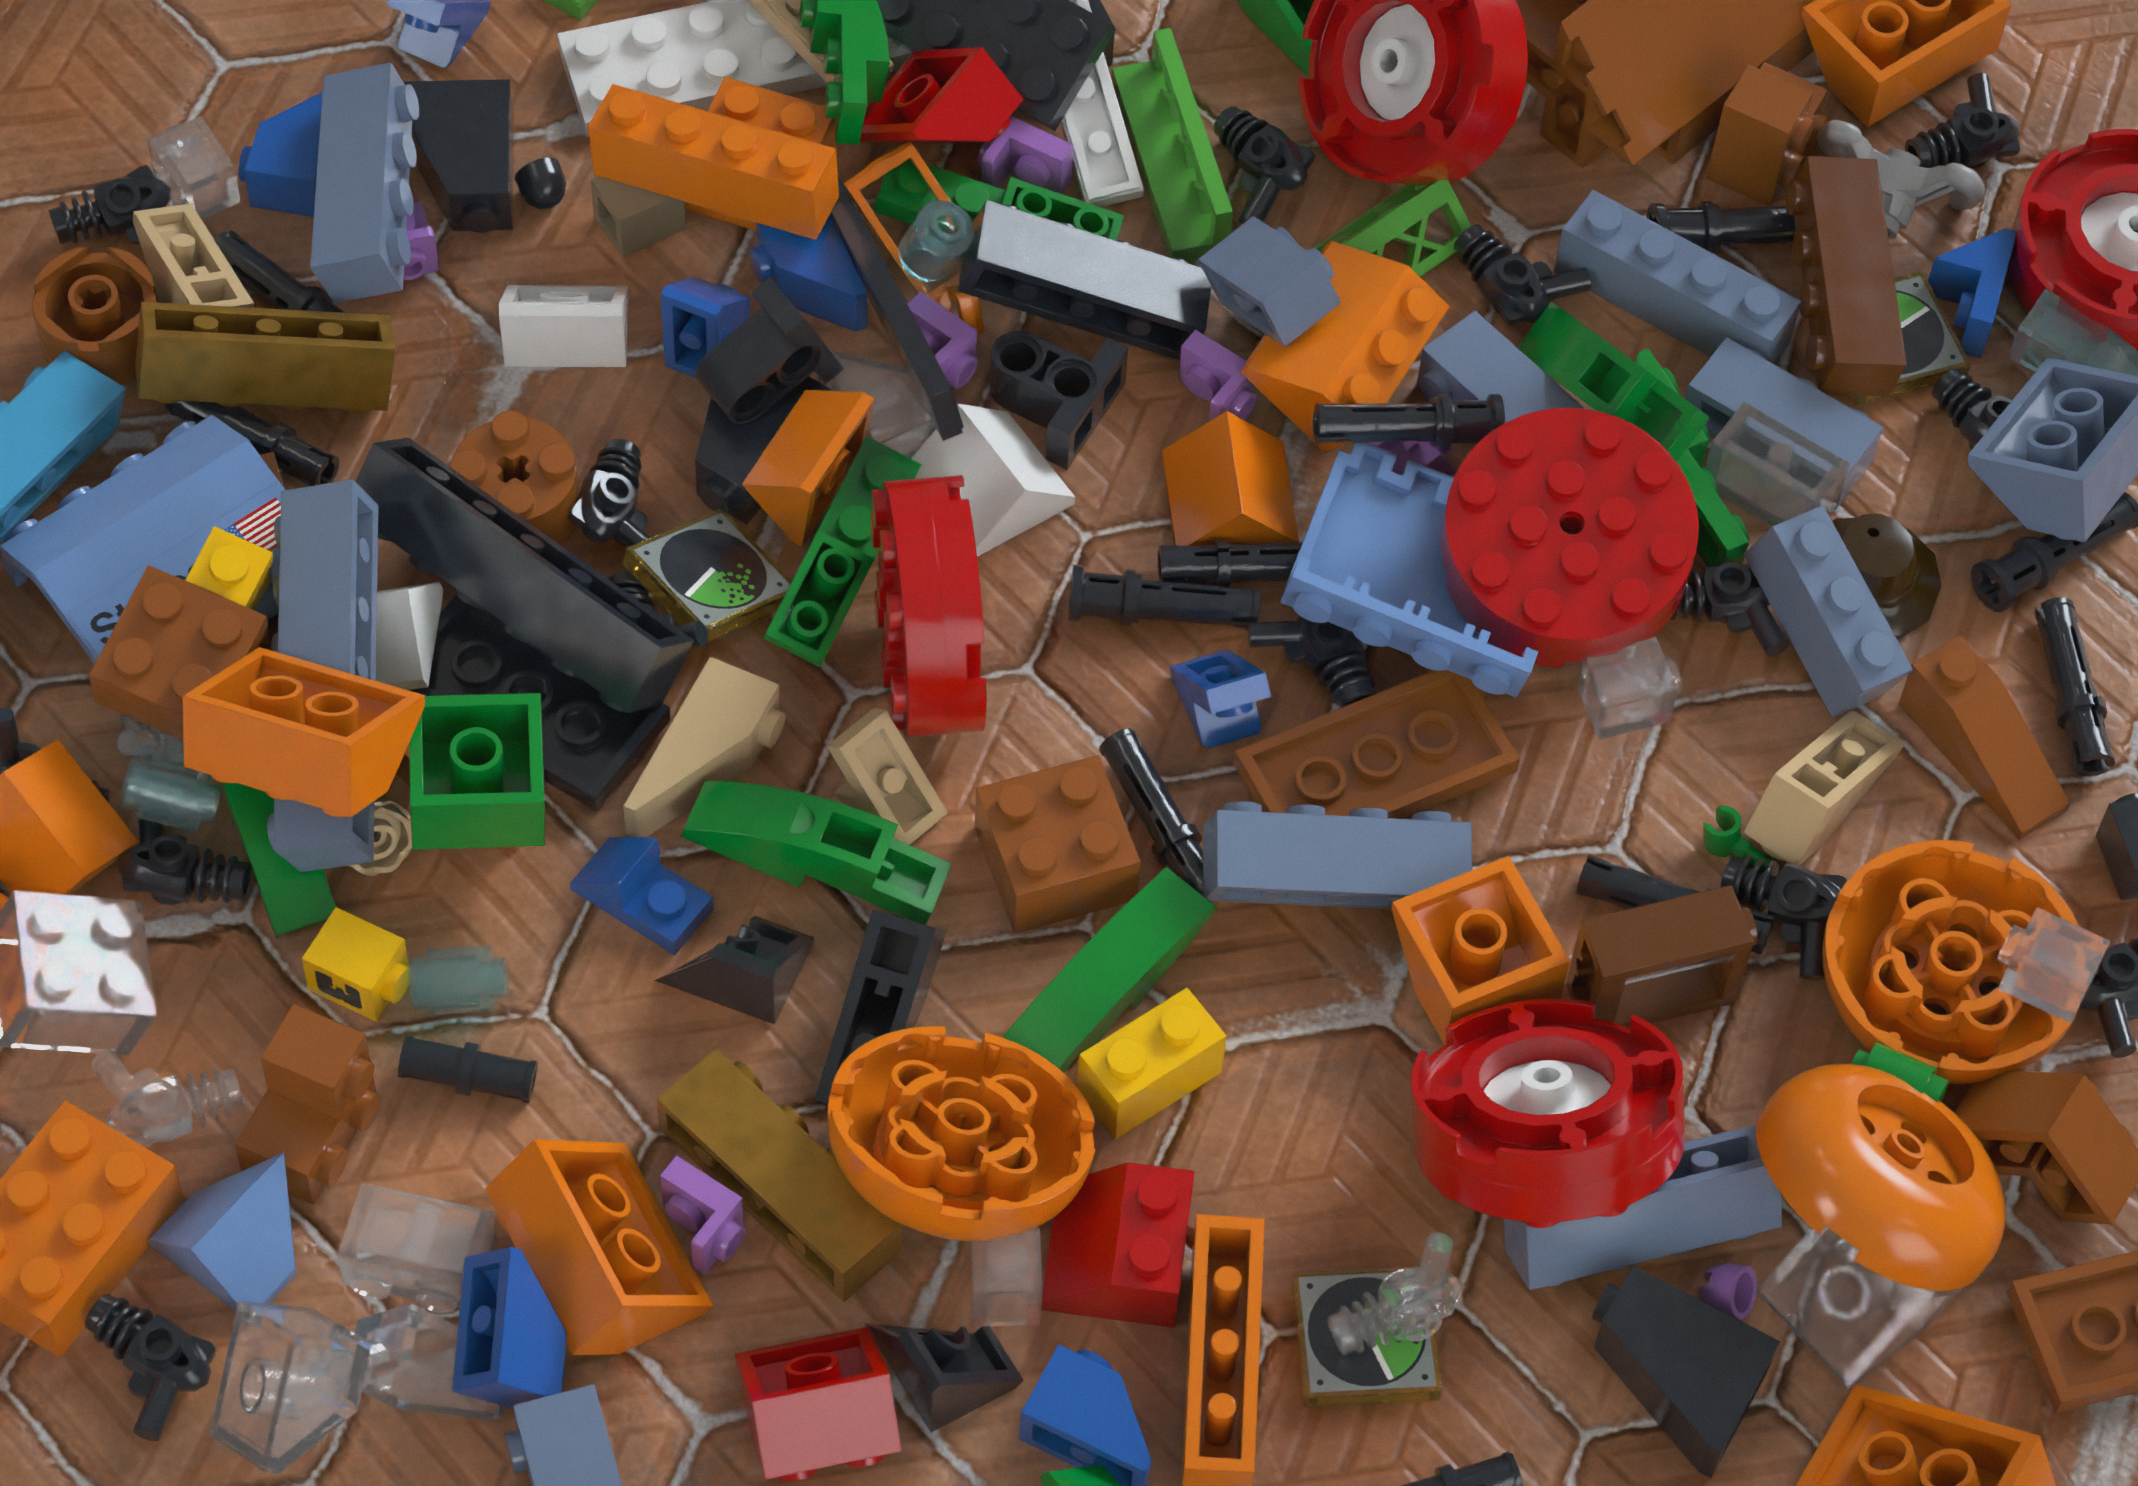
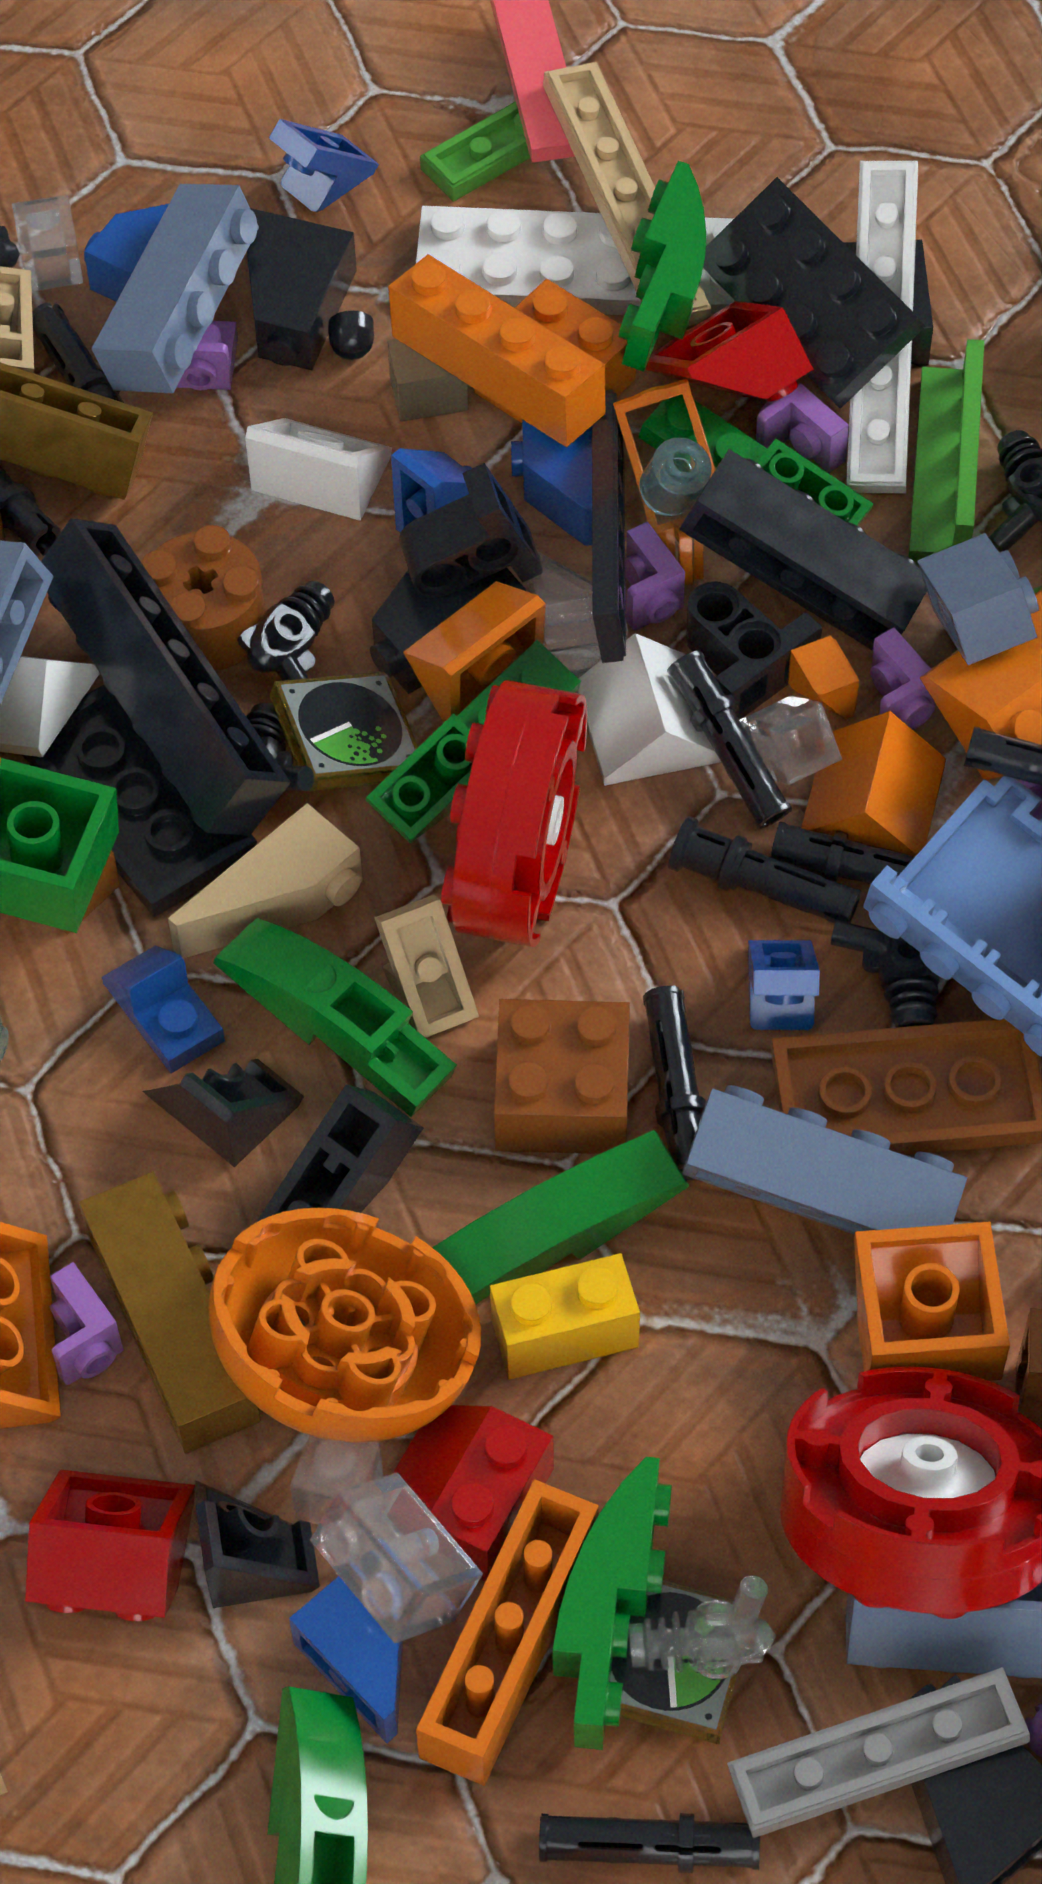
camera: 25 degrees right, 0 degrees up
(1026, 431) = (717, 718): none -> black pin
(1100, 1323) = (396, 1557): none -> clear brick
(1139, 464) = (793, 738): none -> clear brick
(1144, 395) = (824, 676): none -> orange slope
(1297, 1300) = (603, 1591): none -> green slope
(1593, 1354) = (878, 1752): none -> light grey tile

